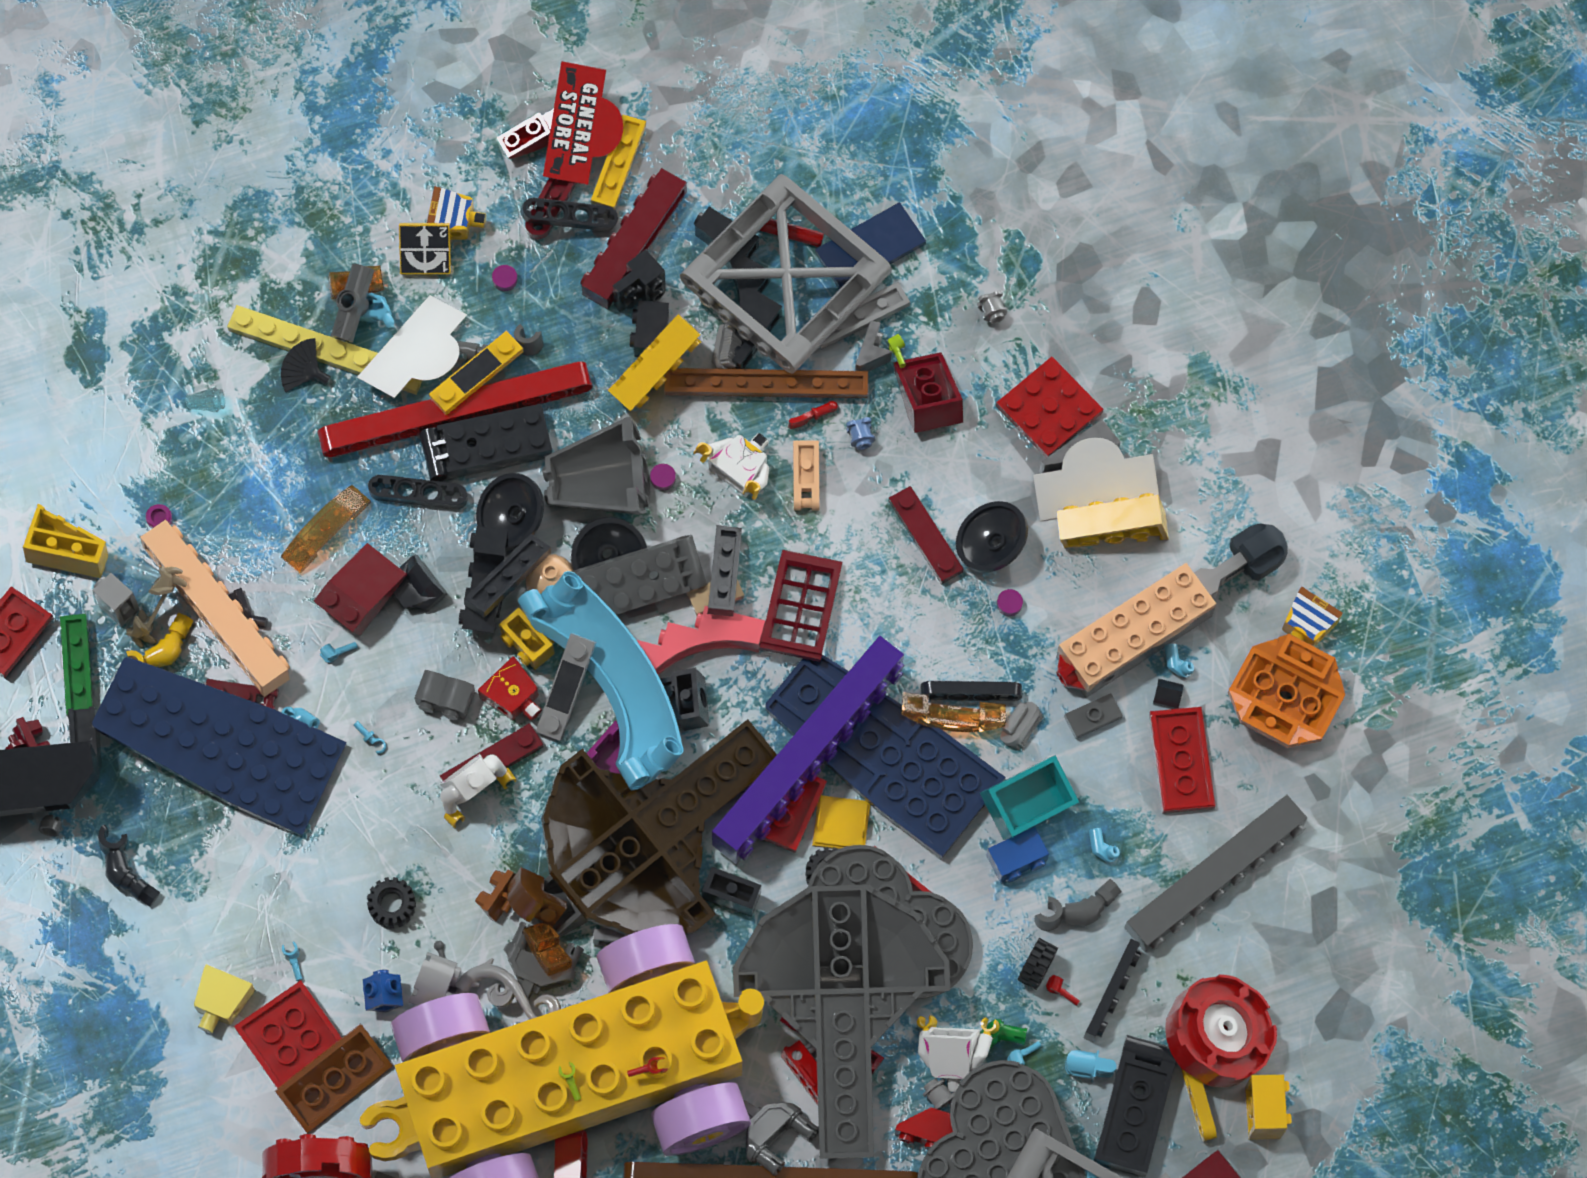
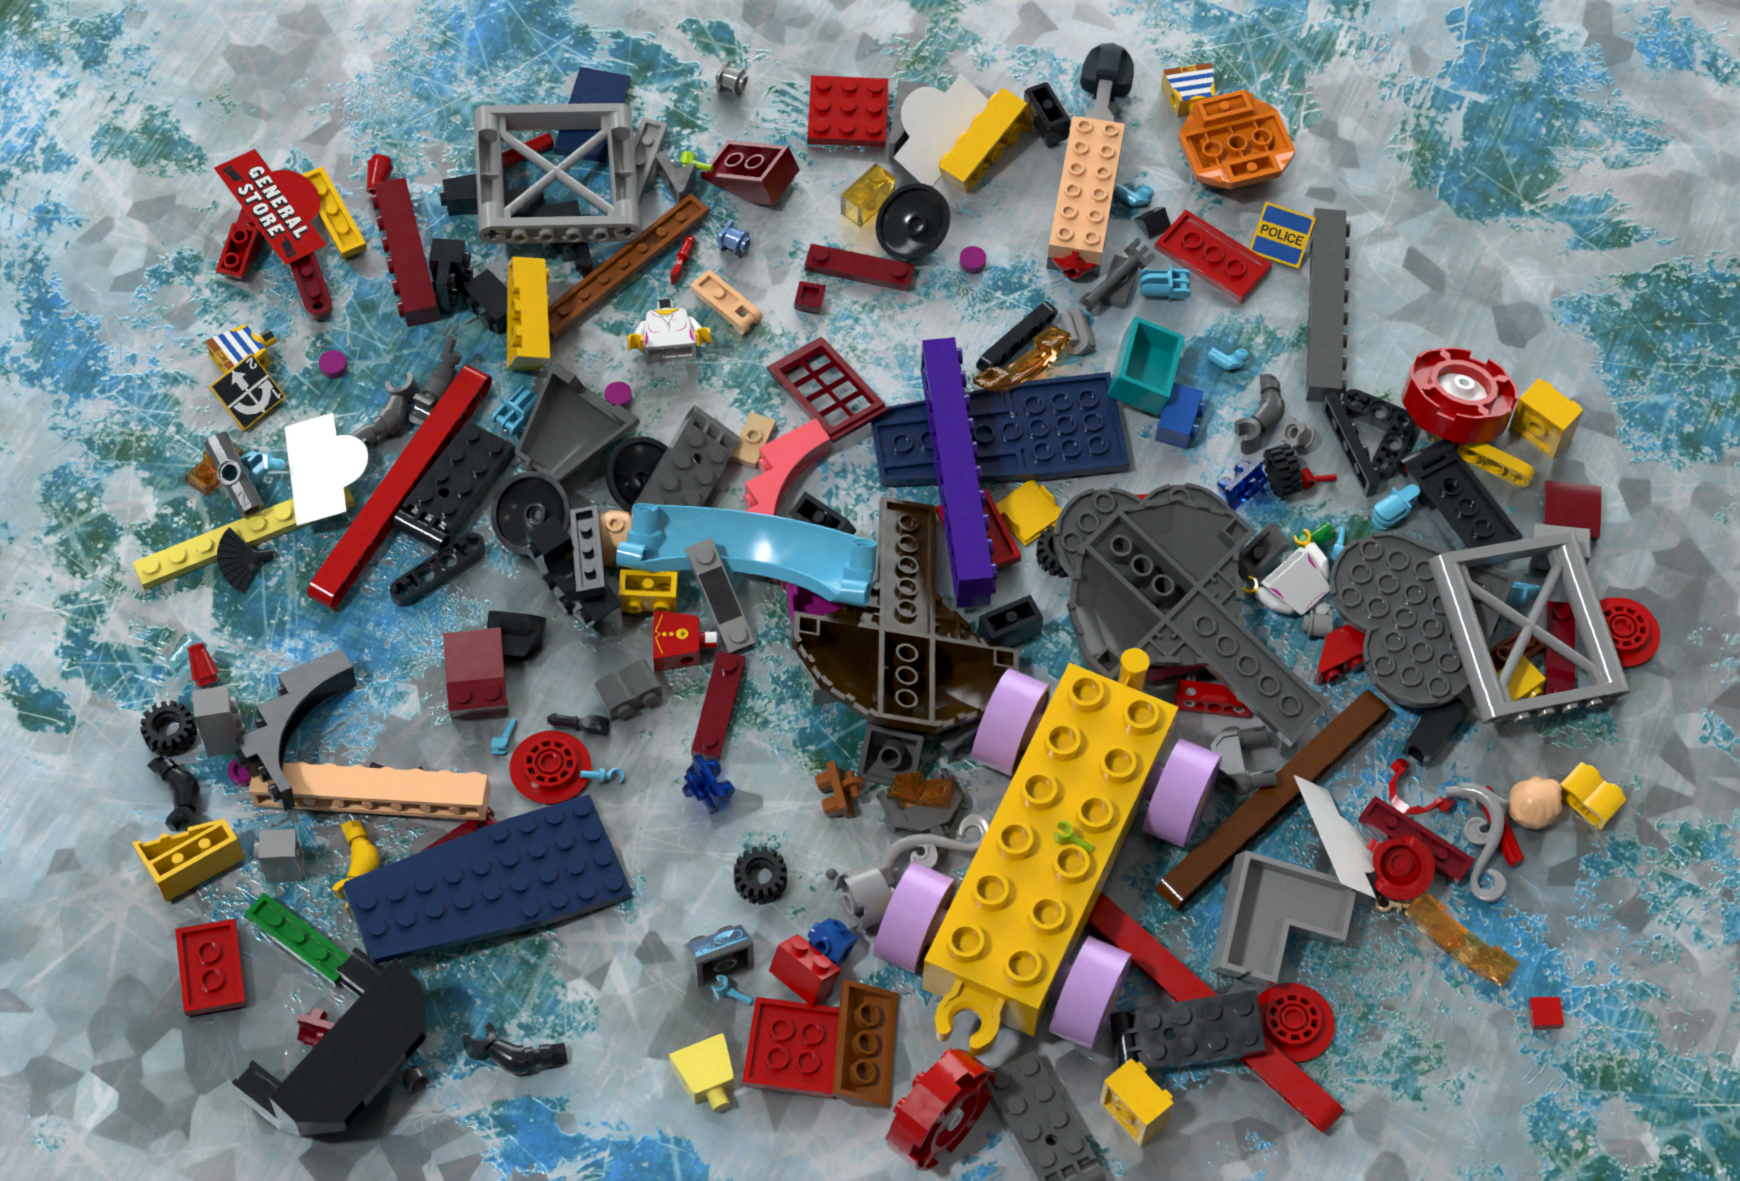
camera: 45 degrees left, 10 degrees down
(108, 499) = (184, 790): none -> black piece
(146, 457) = (172, 742): none -> black tyre
(162, 586) = (313, 804): dark tan piece -> none
(171, 469) = (218, 719): none -> light grey wedge
(202, 422) = (201, 665): none -> red cone
(241, 500) = (299, 695): none -> arch
(302, 715) = (536, 804): medium azure arm -> none
(308, 929) = (720, 954): none -> dark grey slope
(323, 527) = (391, 661): clear orange slope -> none
(344, 698) = (549, 762): none -> red wheel
(345, 993) = (804, 970): none -> red brick
(398, 694) = (590, 723): none -> black piece
(422, 819) = (703, 783): none -> clear blue hips
(469, 781) = (725, 729): white torso -> none
(476, 372) = (392, 439): yellow plate -> none
(530, 900) = (873, 762): reddish brown brick -> none
(550, 358) = (437, 383): none -> dark grey piece
(569, 210) = (334, 272): black beam -> none
(587, 424) = (516, 409): none -> medium azure arm
(650, 1067) = (1122, 771): red hand -> none
(678, 160) = (378, 170): none -> red cone
(724, 347) = (563, 266): light grey piece -> none
(724, 570) = (745, 412): plate -> none
(865, 525) = (810, 297): none -> dark red plate
(957, 1008) = (1262, 553): none -> flat silver slope
(987, 486) = (867, 195): none -> clear yellow brick
(1005, 948) = (1247, 483): none -> clear blue hips
(1081, 947) = (1297, 434): none -> light grey brick
(1117, 710) = (1135, 257): none -> dark grey hinge
(1117, 745) = (1167, 283): none -> medium azure arm
(1160, 1001) = (1390, 424): none -> black beam
(1180, 540) = (1047, 114): none -> black brick
(1244, 791) = (1282, 234): none -> piece

